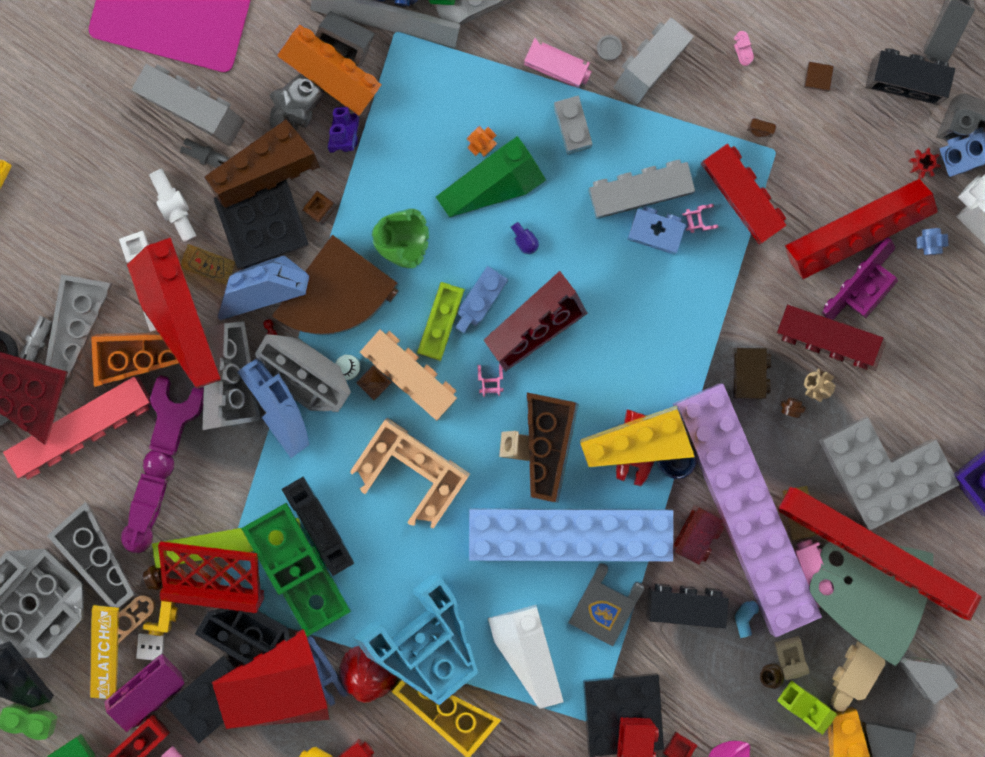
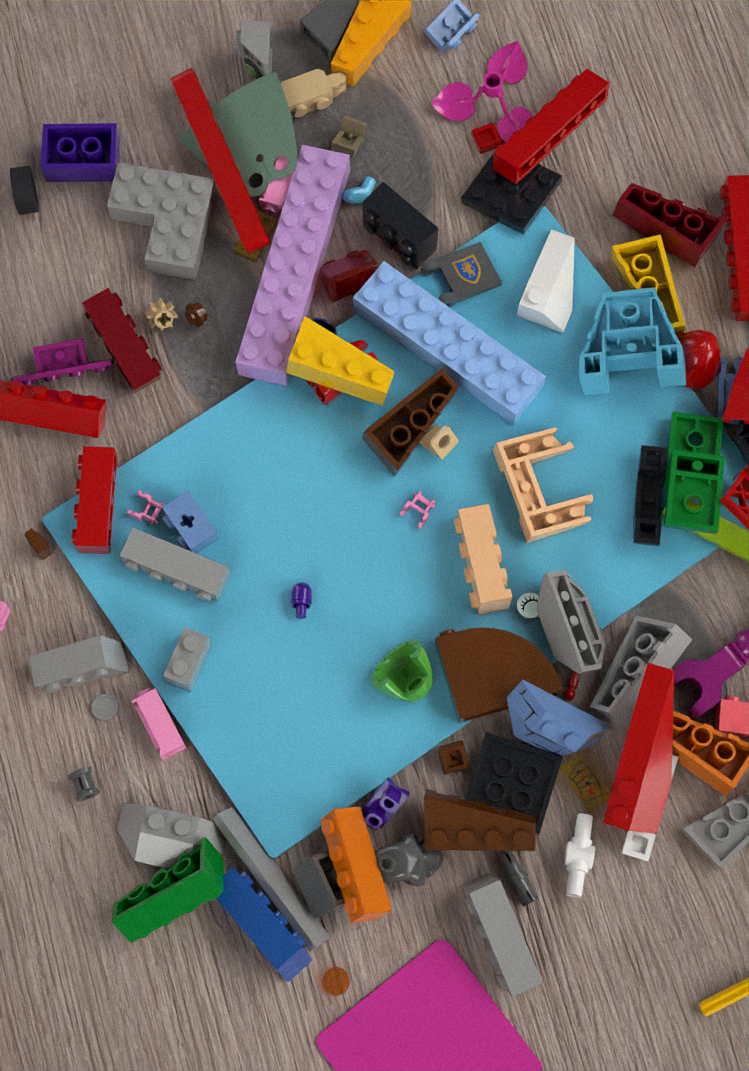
camera: 150 degrees left, 15 degrees down
(280, 407) = (611, 612): medium blue slope -> none
(374, 382) = (518, 577): reddish brown tile -> none
(440, 321) = (423, 586): lime tile -> none
(480, 298) = (376, 579): medium blue hinge -> none
(481, 141) = (273, 703): orange gear -> none
(500, 177) = (283, 665): green wedge -> none
(536, 322) = (347, 521): dark red wedge -> none
(751, 373) = (206, 362): dark brown brick -> none
(767, 678) = (379, 137): dark brown plate -> none
(807, 707) = (364, 93): lime brick -> none

